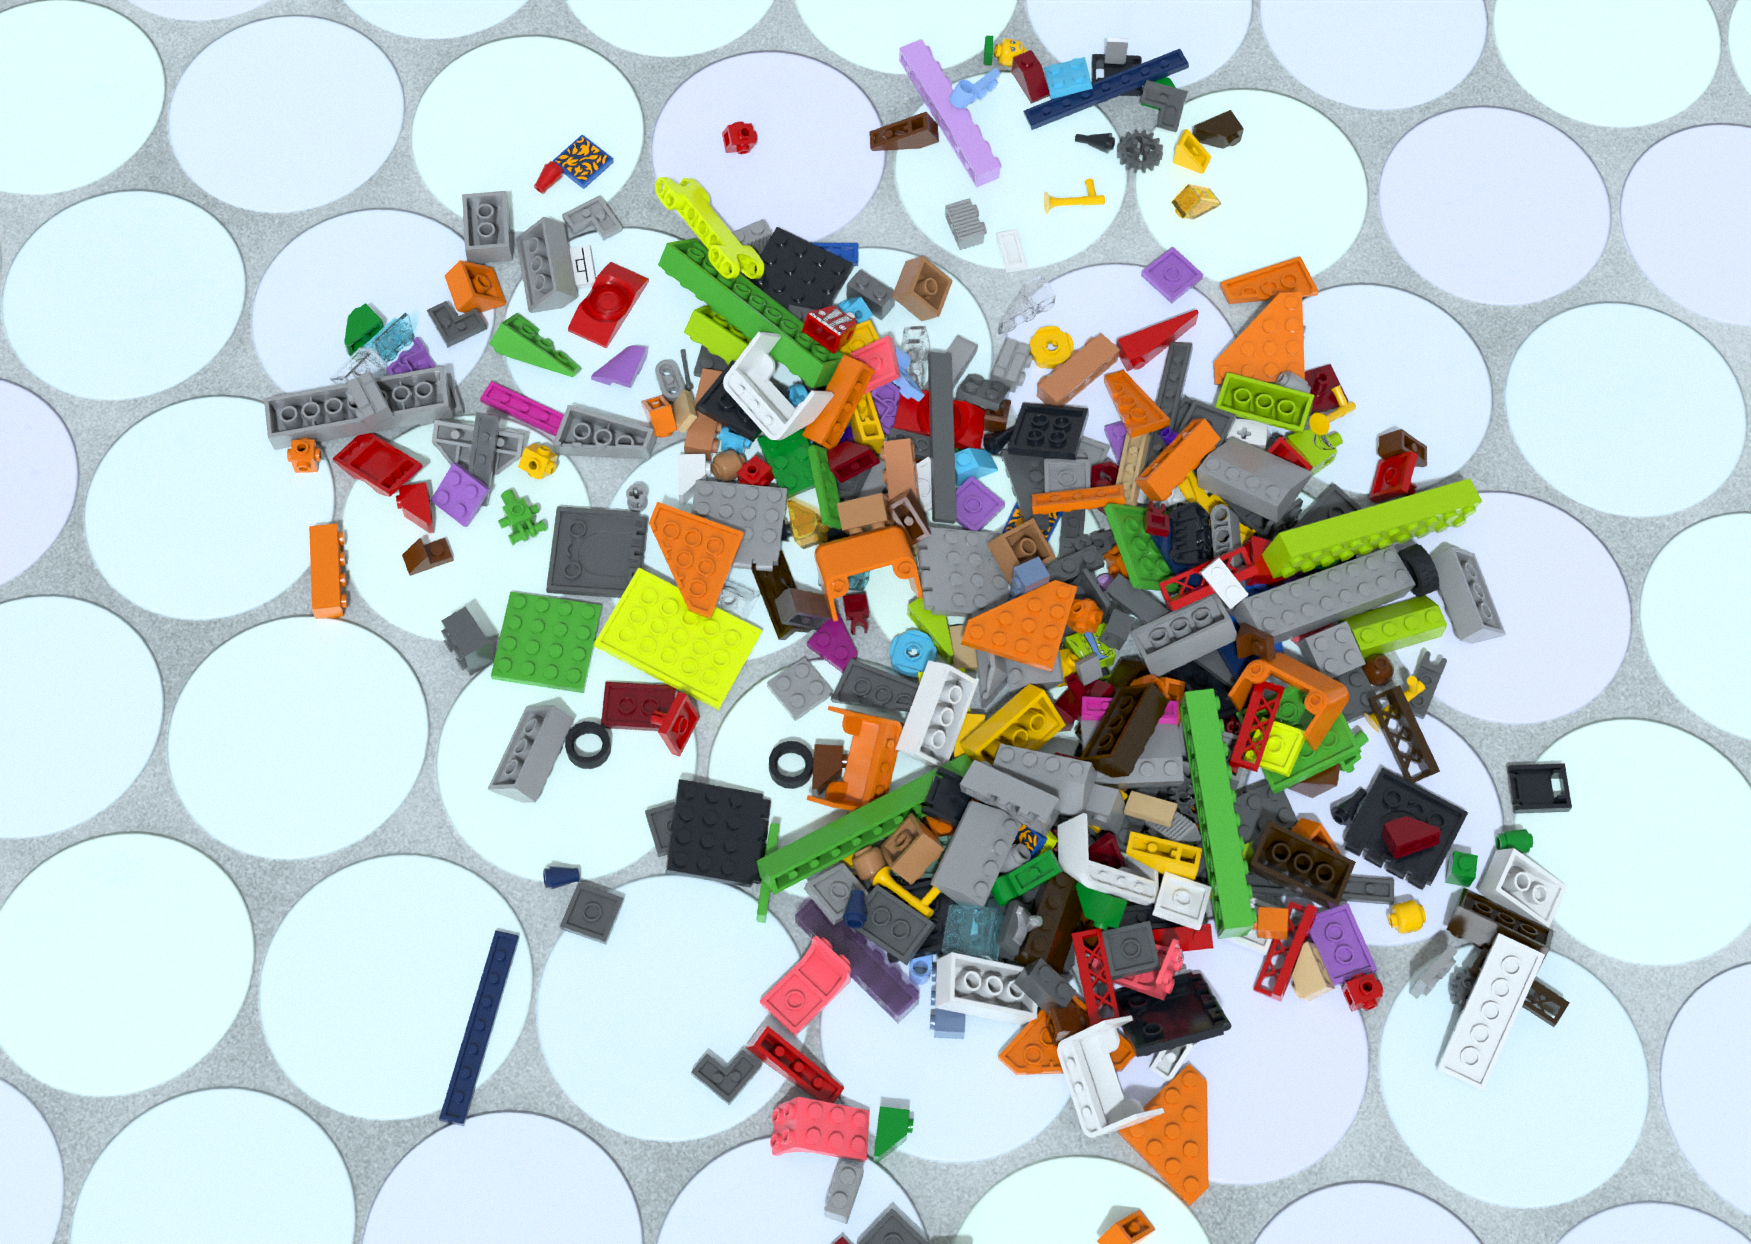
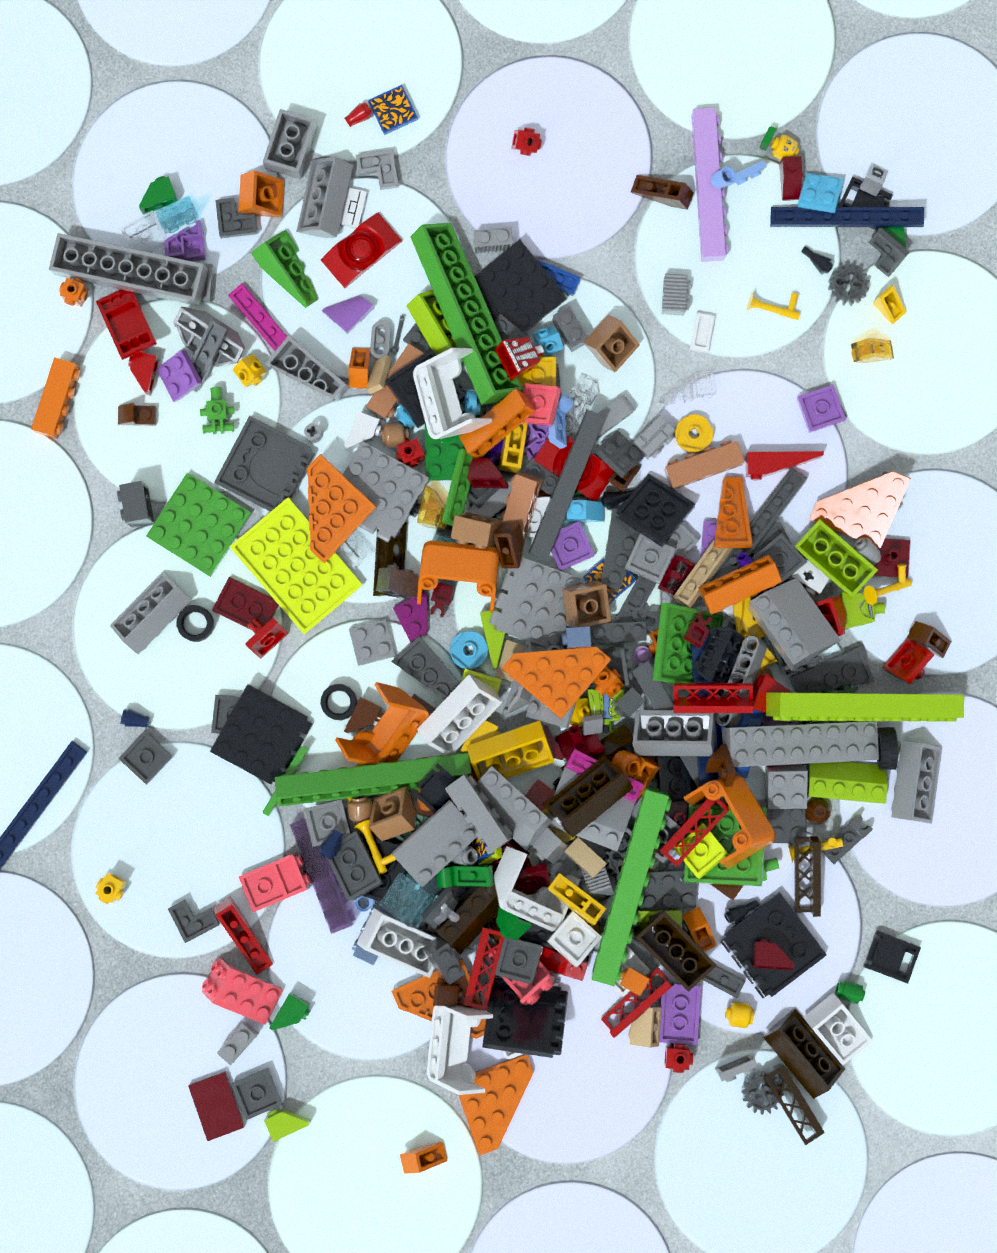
camera: 25 degrees right, 20 degrees up
(369, 400) = (133, 272): light grey brick -> none
(612, 1076) = (116, 885): none -> yellow brick
(724, 248) = (467, 249): neon yellow piece -> none
(1077, 499) = (647, 583): orange plate -> none
(1219, 131) = (923, 293): dark brown slope -> none
(1223, 583) = (720, 710): white plate -> none
(1269, 282) = (900, 449): orange wing -> none
(1461, 869) = (799, 996): green brick -> none
(1490, 1011) = (762, 1115): white plate -> none

